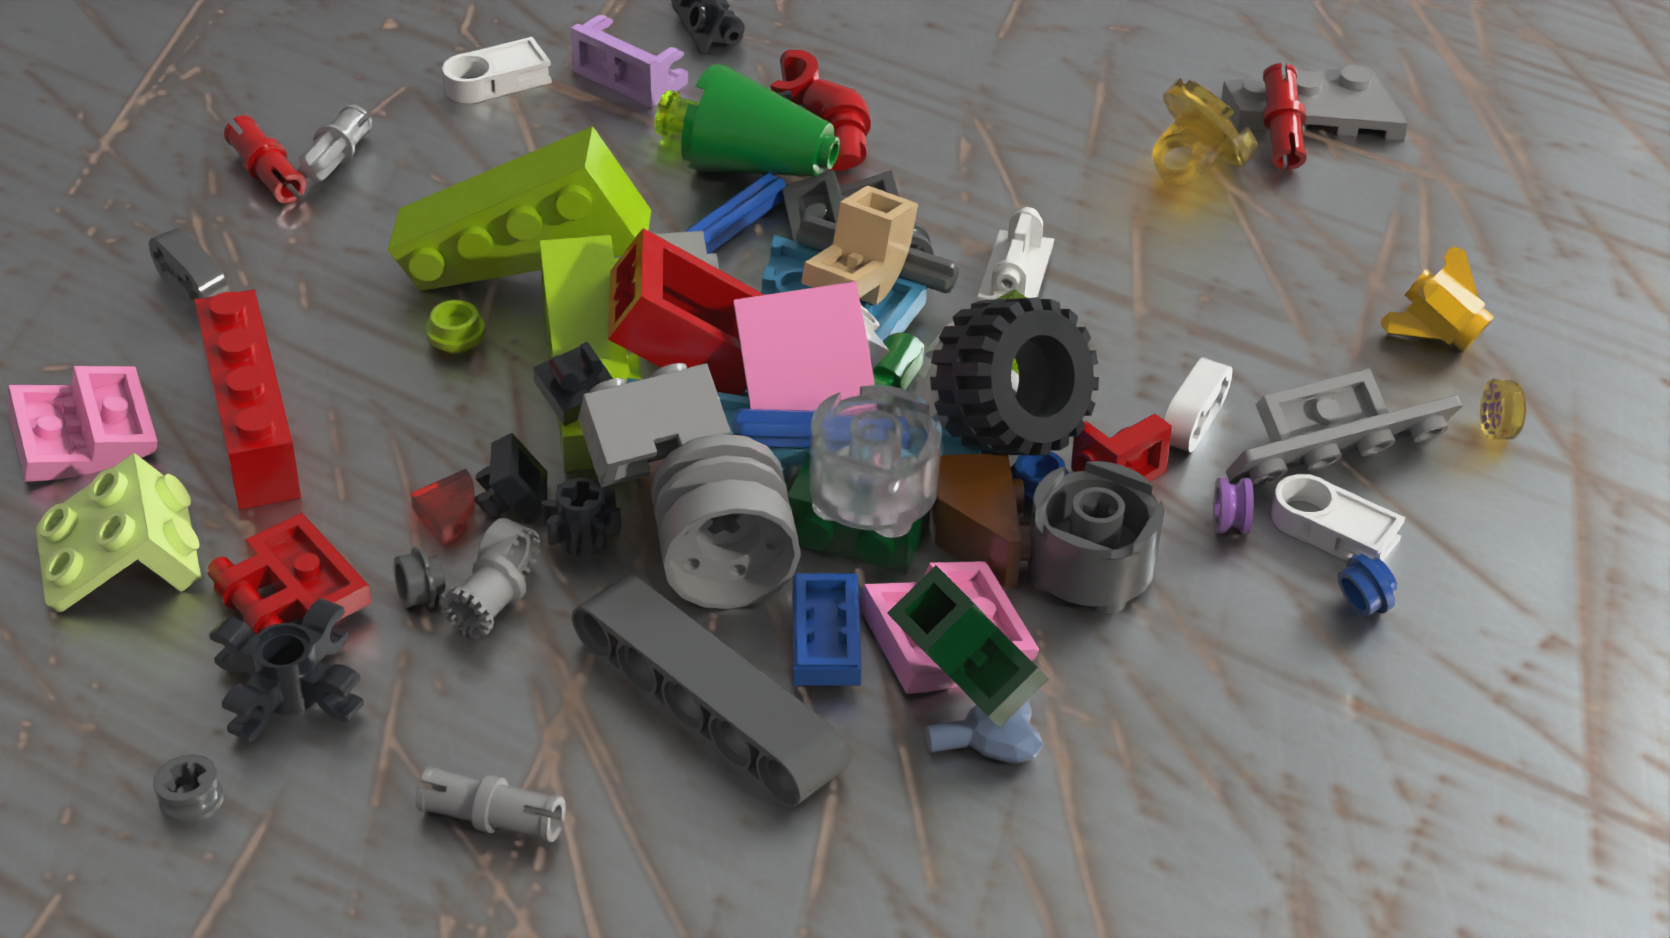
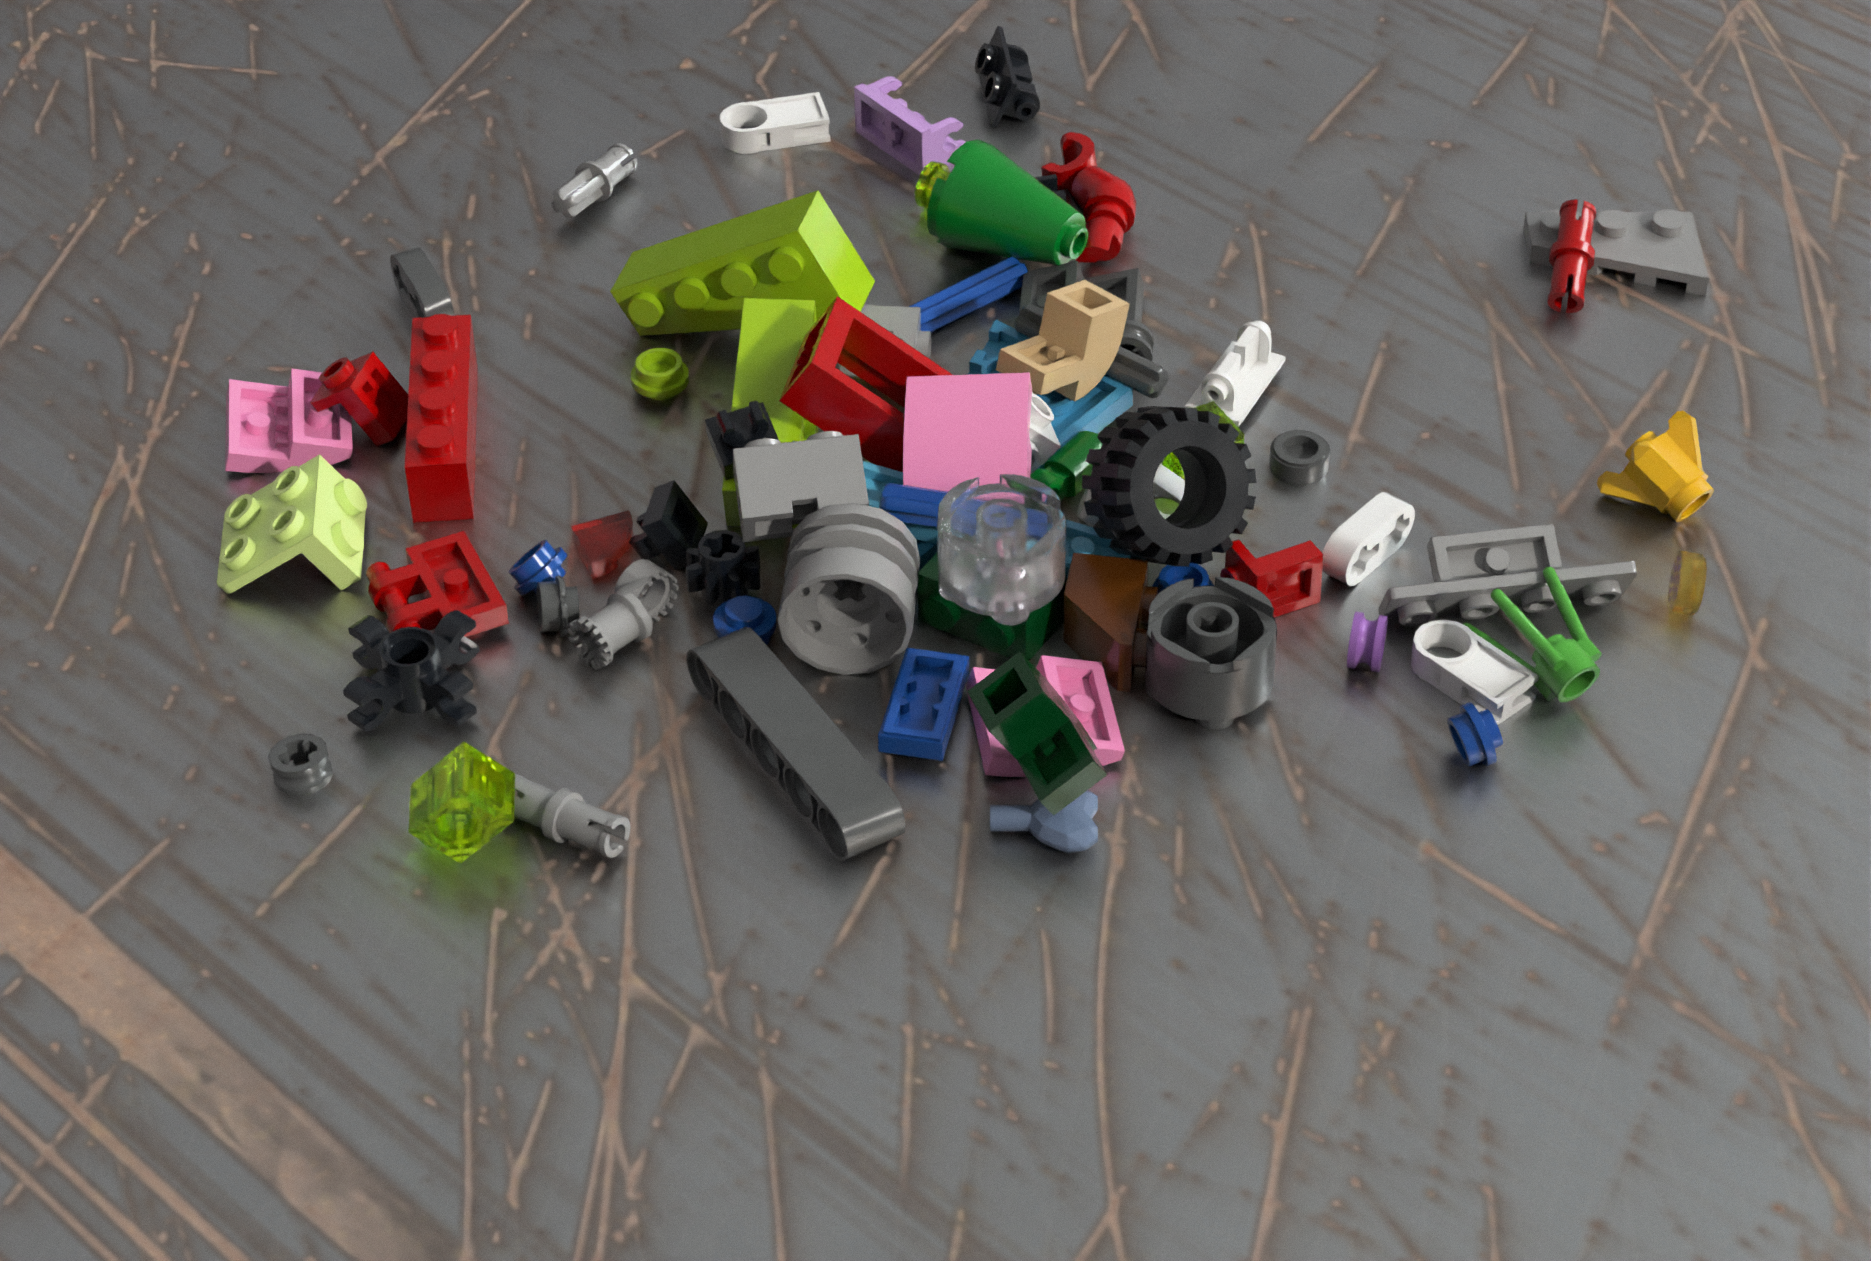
camera: 15 degrees right, 0 degrees up
(162, 382) = (367, 394): none -> red bracket
(265, 159) = (523, 189): red pin -> none
(384, 808) = (462, 803): none -> clear neon green brick
(388, 539) = (537, 565): none -> blue plate
(613, 561) = (745, 612): none -> blue plate
(1107, 330) = (1299, 457): none -> dark grey tile
(1203, 128) = (1472, 261): clear yellow tile -> none
(1424, 503) = (1562, 664): none -> bright green plant

